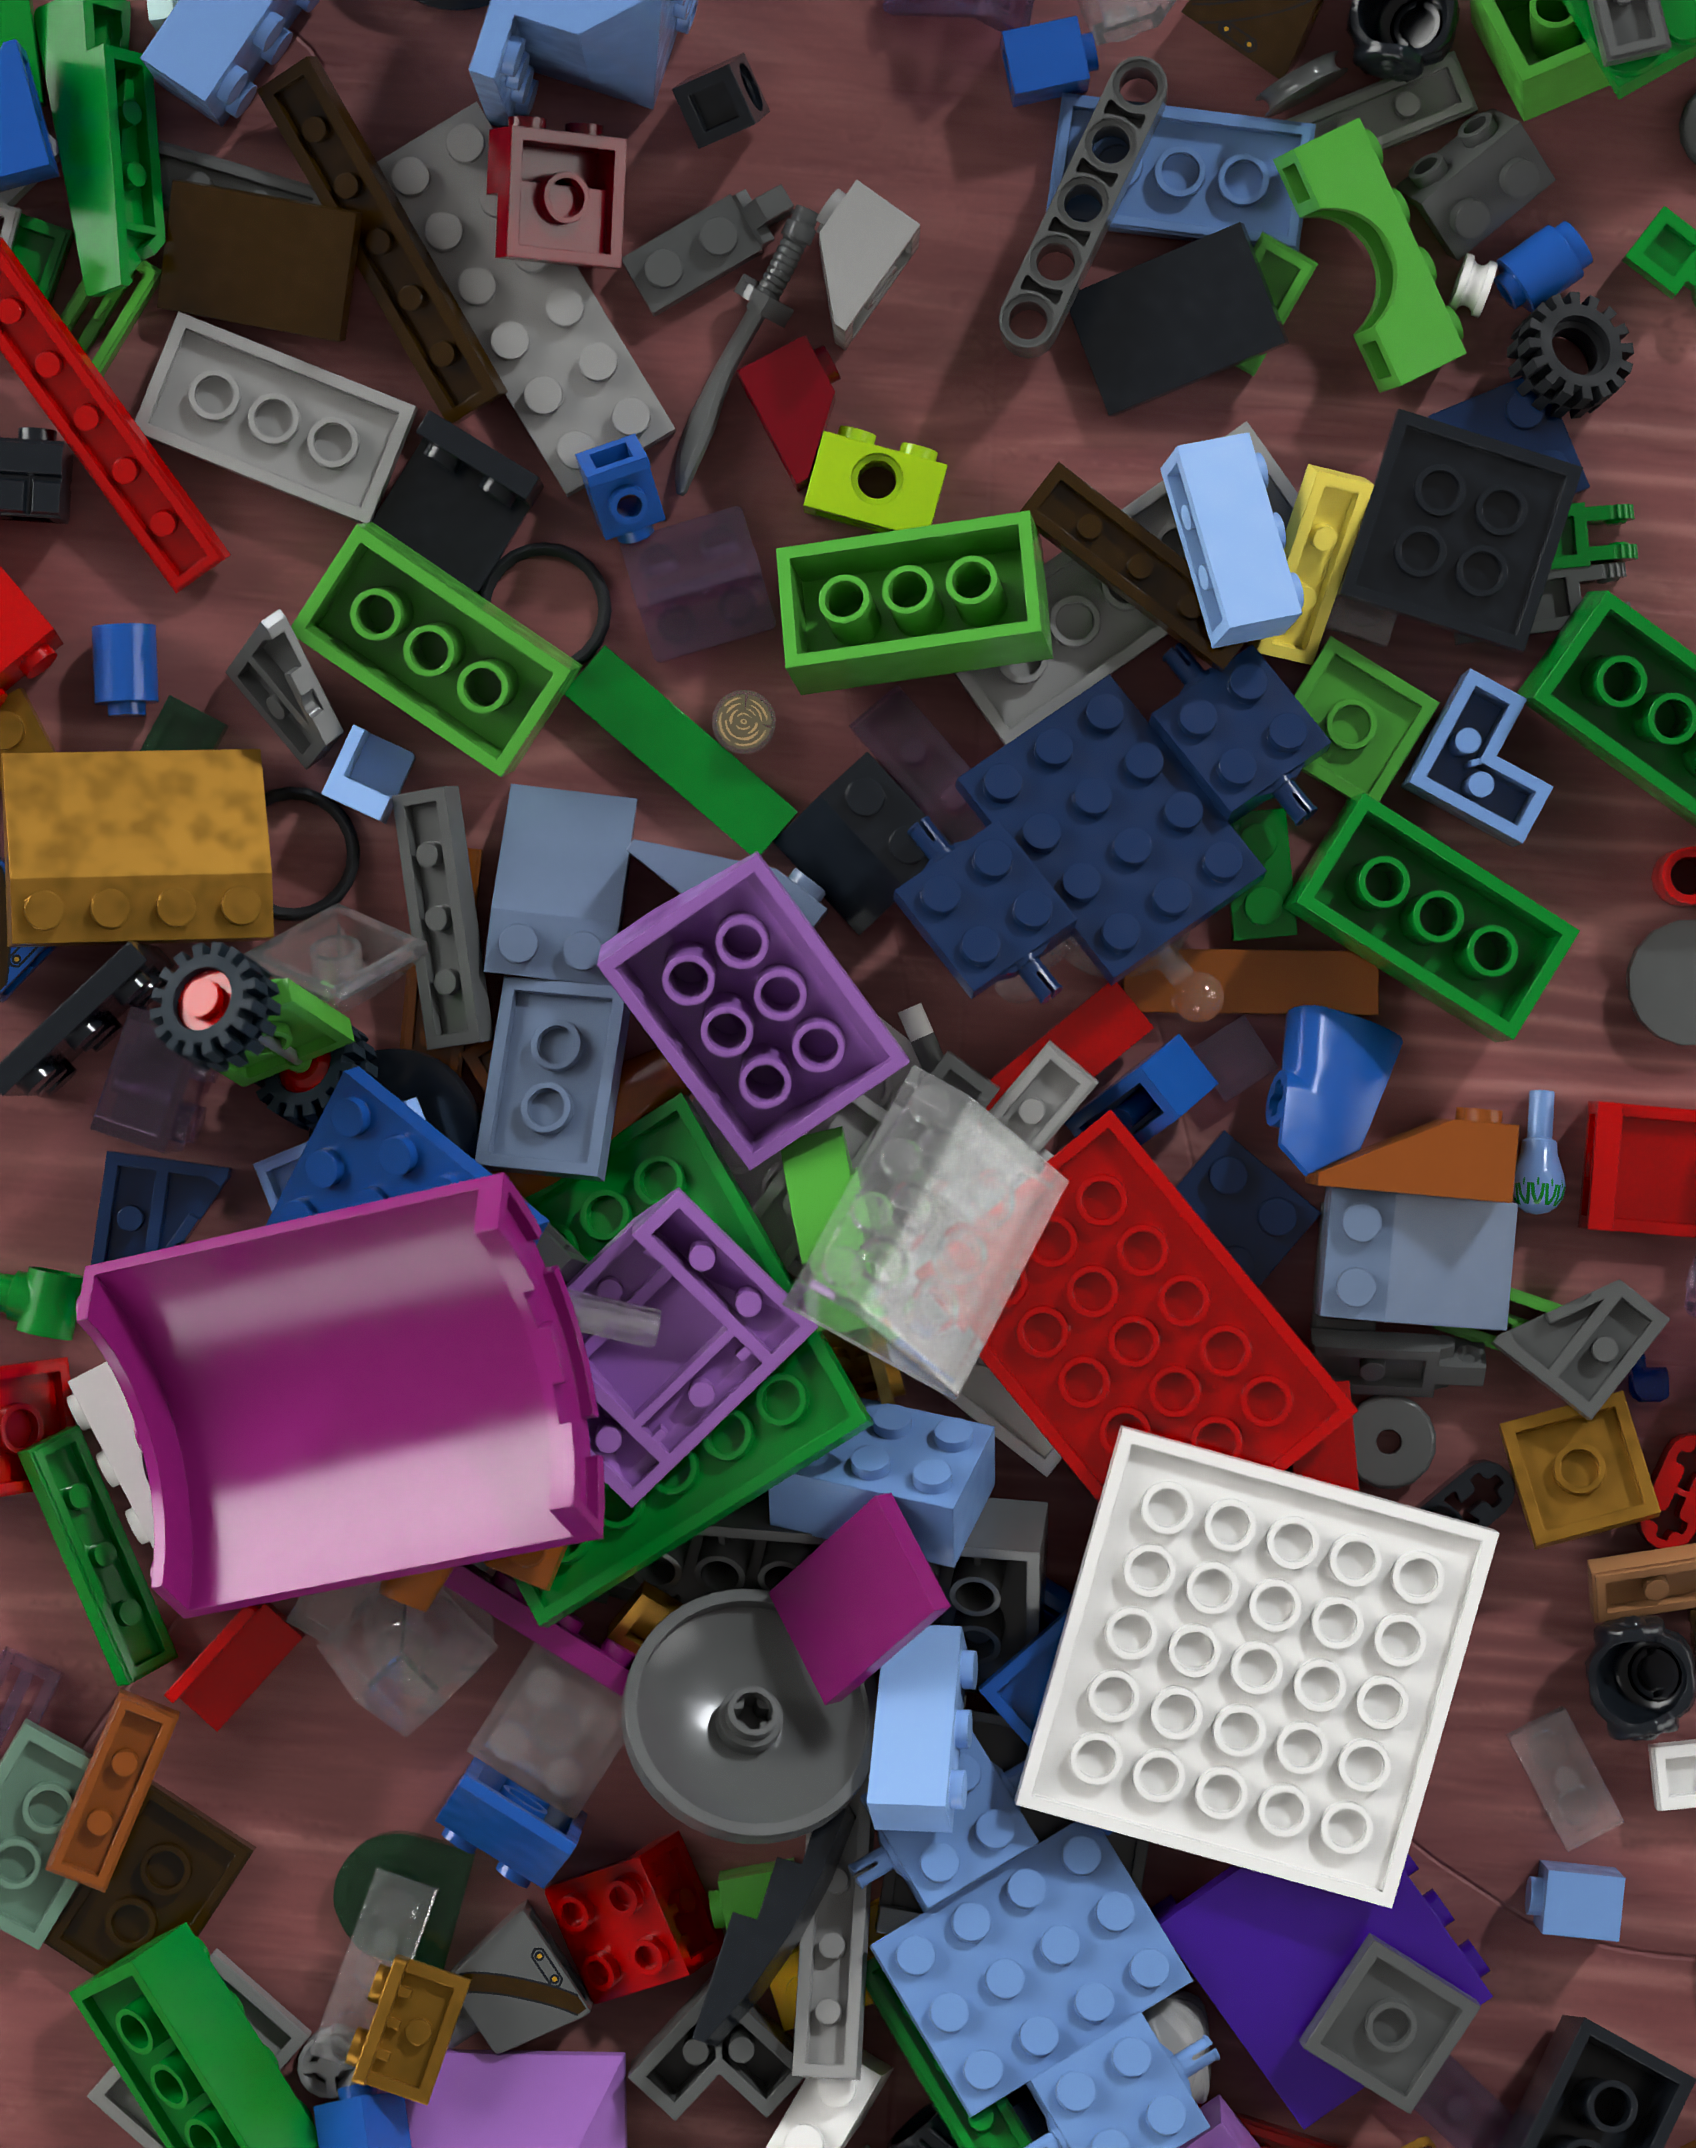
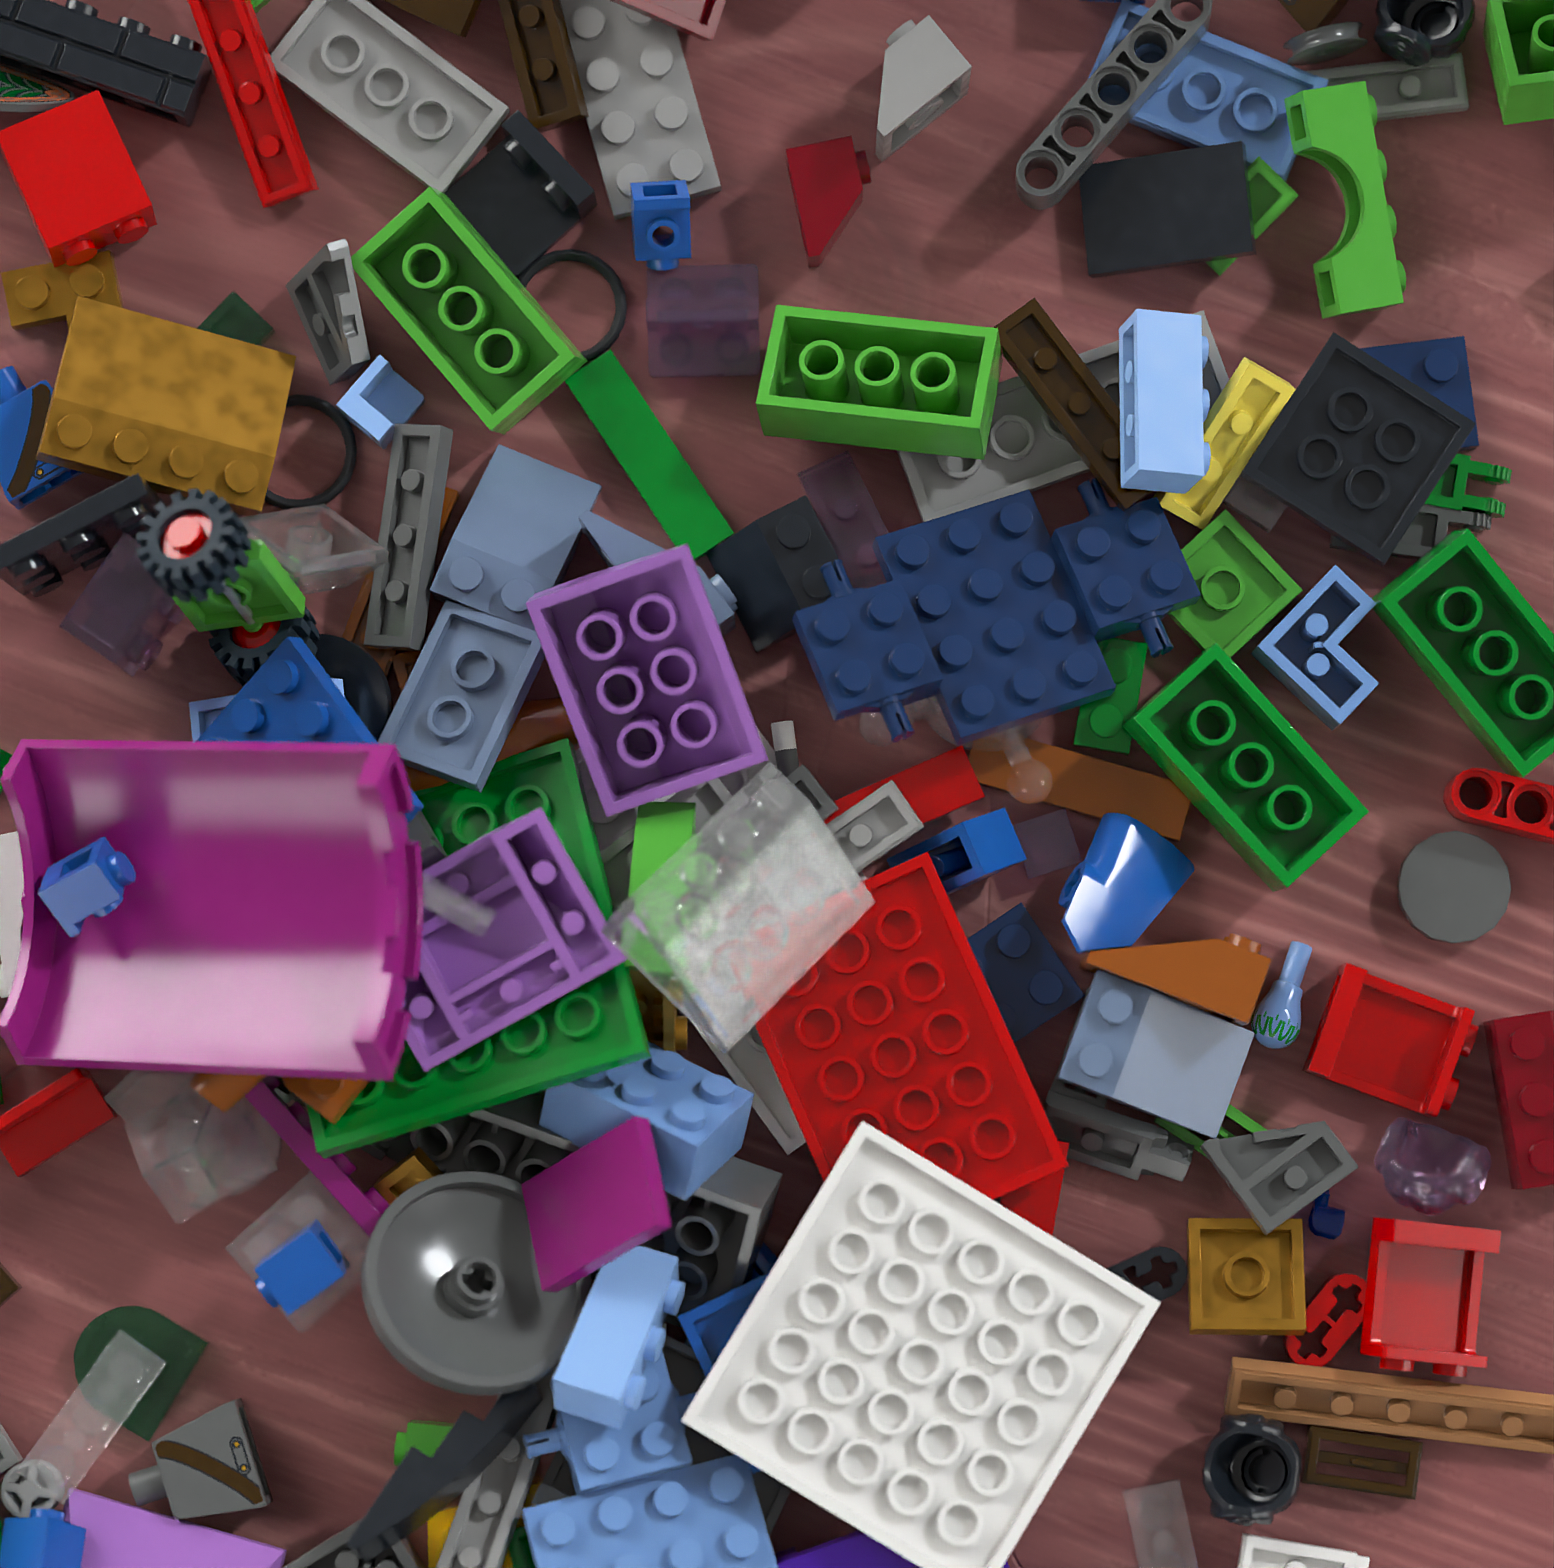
camera: 20 degrees right, 5 degrees down
(125, 668) = (202, 257): blue brick -> none
(152, 1203) = (96, 706): dark blue wing -> none
(203, 1405) = (86, 884): none -> blue brick
(409, 2028) = (105, 1472): pearl gold bracket -> none
(509, 1825) = (234, 1313): blue slope -> none
(556, 1753) = (300, 1268): none -> blue brick
(636, 1920) = (328, 1439): red bracket -> none
(705, 247) = (789, 44): dark grey hinge -> none
(744, 722) = (709, 446): tile -> none
(762, 304) = (823, 102): dark grey sword -> none
(837, 495) = (859, 247): lime brick -> none
(1415, 1445) = (1113, 1213): dark grey piece -> none
(1473, 285) = (1425, 250): white bush -> none
(1476, 181) = (1451, 165): dark grey bracket -> none
(1542, 266) = (1487, 250): blue brick -> none
(1591, 334) = (1509, 311): black tyre -> none

